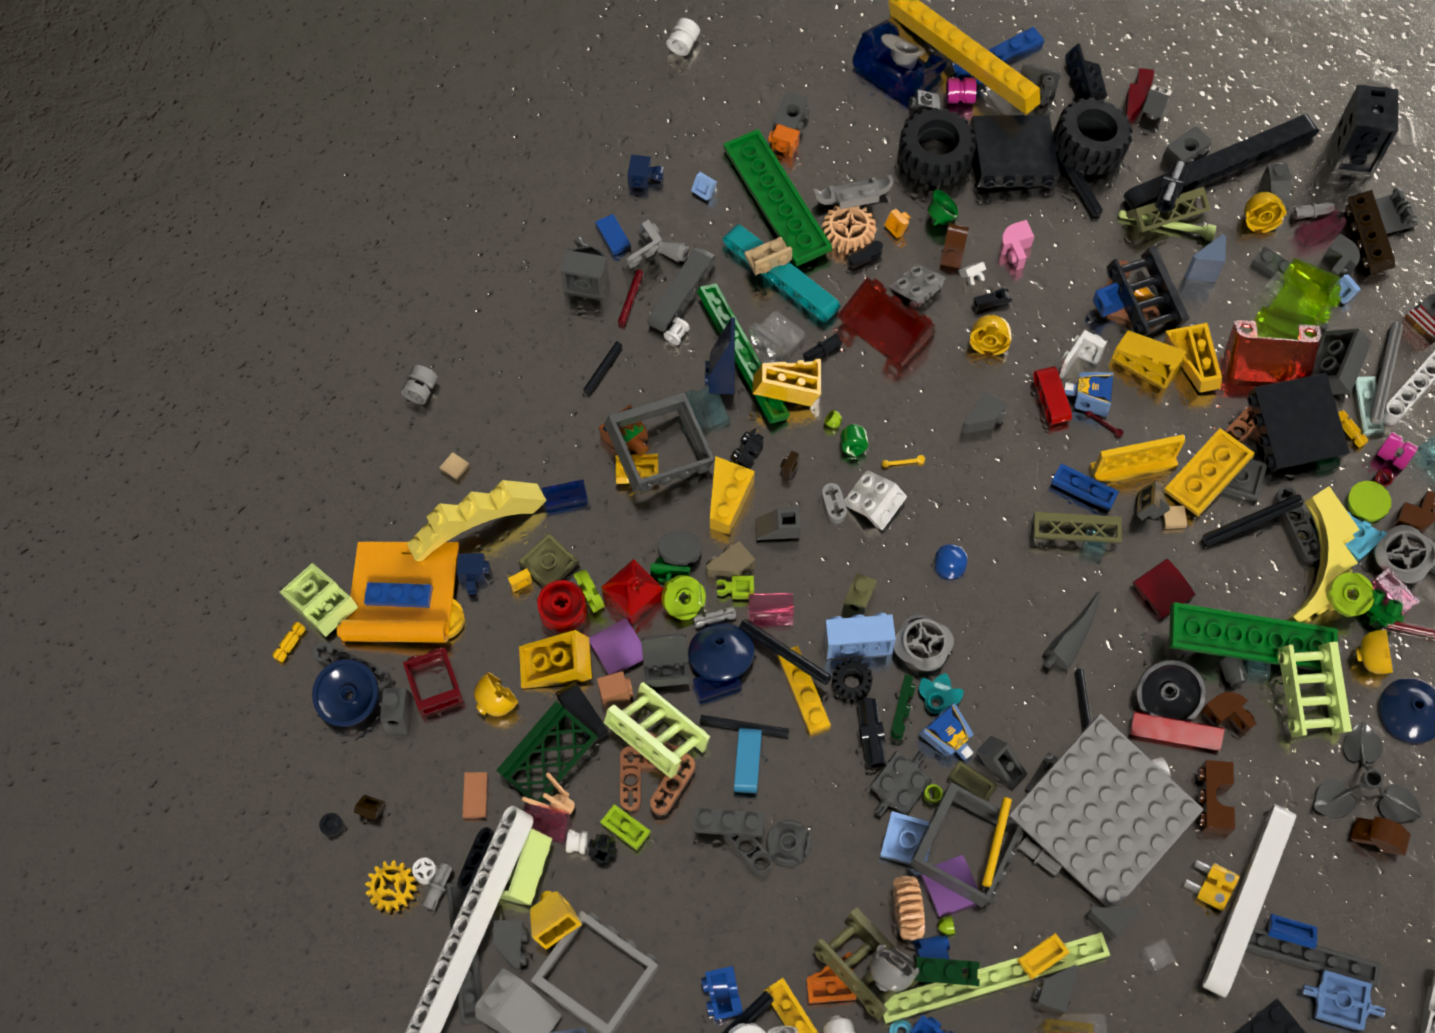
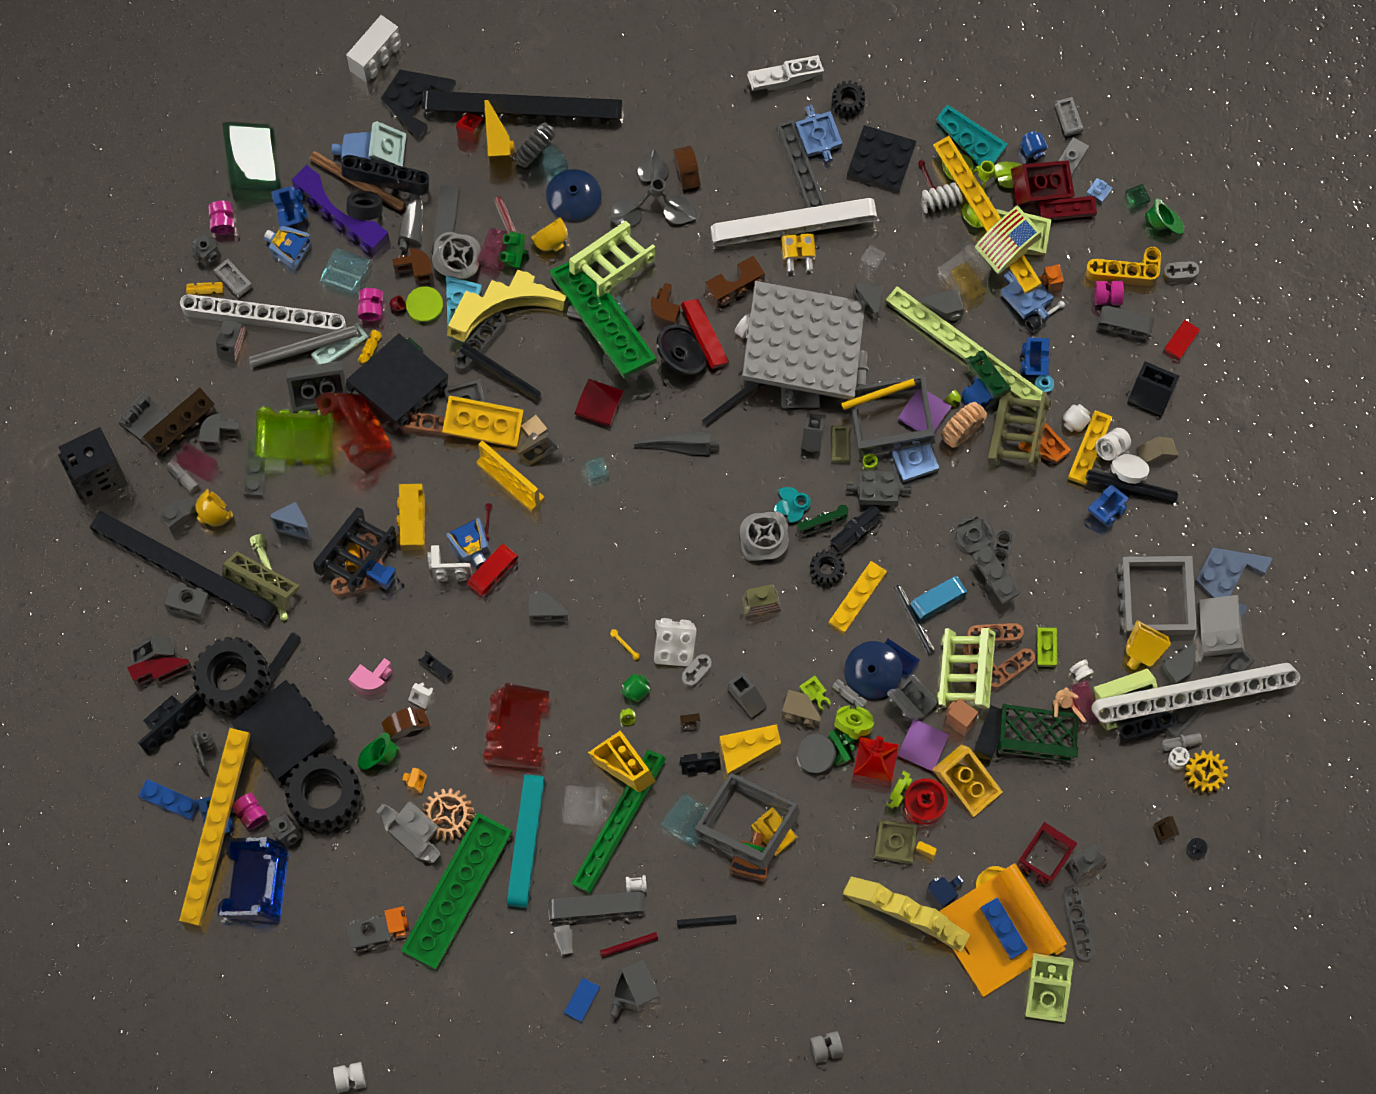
camera: 125 degrees left, 5 degrees up
(288, 641) = (1095, 984): yellow axle -> none
(333, 686) = (1113, 899): dark blue dish -> none
(454, 466) = (872, 971): tan tile -> none
(475, 795) = (1102, 765): nougat tile -> none
(493, 697) = (1026, 800): yellow cylinder -> none
(565, 494) = (834, 869): clear blue plate -> none
(602, 848) = (1073, 650): black gear -> none
(641, 171) = (508, 1017): dark blue brick -> none
(650, 237) = (584, 956): light grey bracket -> none
(703, 186) = (487, 956): light blue tile -> none
(721, 364) = (645, 819): dark blue slope -> none
(768, 256) = (523, 852): tan bracket -> none
(771, 609) = (815, 657): clear pink hinge -> none
(785, 652) = (843, 622): black axle -> none
(822, 348) = (571, 764): black axle -> none
(859, 636) = (794, 579): light blue brick -> none
(865, 254) = (464, 787): black bar -> none
(892, 969) = (1015, 403): light grey cylinder -> none
(902, 51) = (240, 882): light grey piece -> none
(918, 284) = (461, 730): light grey hinge -> none
(949, 733) = (819, 477): torso -> none
(950, 561) = (683, 559): blue hair -> none
(991, 334) = (470, 644): yellow cylinder -> none
(1043, 956) = (930, 324): yellow tile -> none
(1077, 522) = (588, 489): olive fence -> none
(1085, 487) = (555, 502): blue plate -> none
(1171, 187) = (246, 582): black piece -> none
(1200, 360) = (383, 486): yellow wedge -> none
(1292, 931) = (794, 187): blue tile -> none
(1338, 596) = (518, 280): lime plate -> none
(1349, 288) = (244, 413): light blue tile -> none

